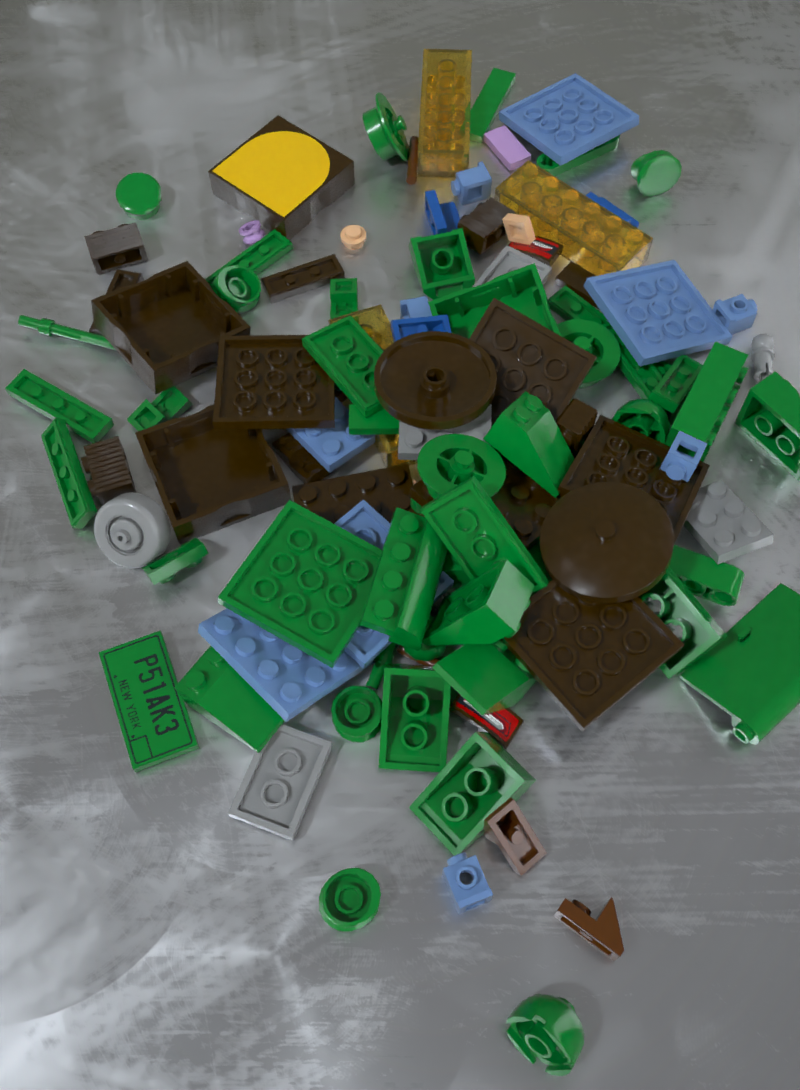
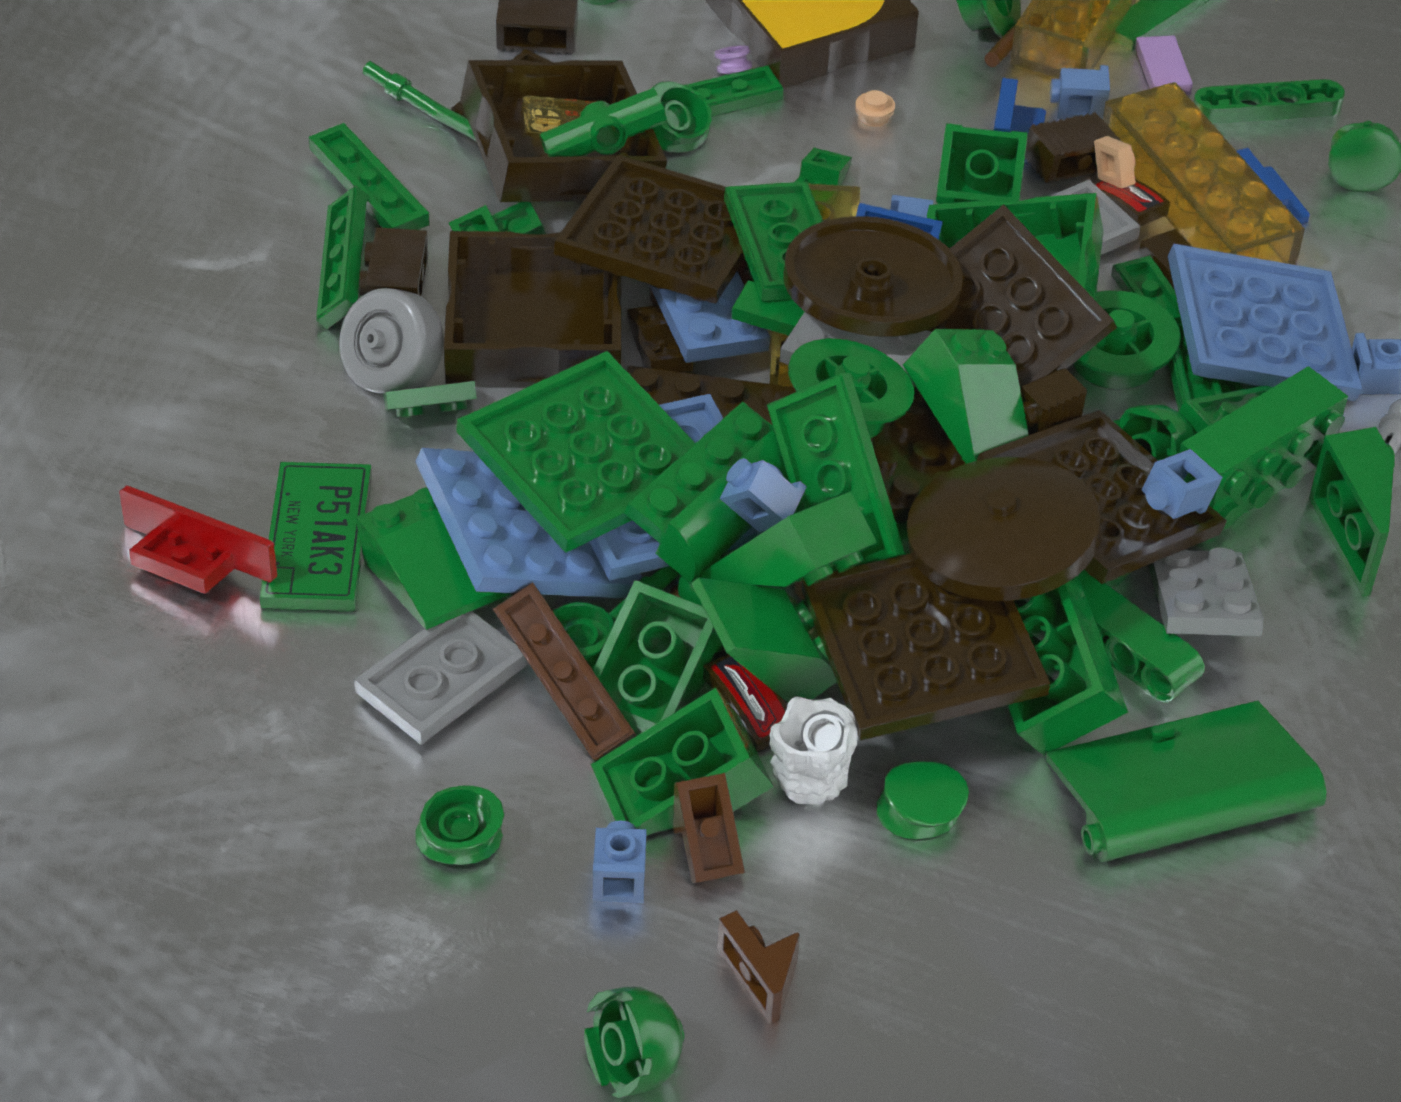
camera: 20 degrees right, 15 degrees down
(68, 752) = (191, 545): none -> red bracket
(166, 314) = (547, 113): none -> clear yellow tile
(200, 318) = (605, 126): none -> green piece
(302, 278) = (774, 136): dark brown tile -> none
(365, 750) = (564, 672): none -> reddish brown tile
(445, 578) = (761, 493): none -> medium blue brick
(554, 746) = (813, 749): none -> white hair
(568, 118) = (1274, 53): medium blue plate -> none
(626, 746) = (922, 799): none -> green piece

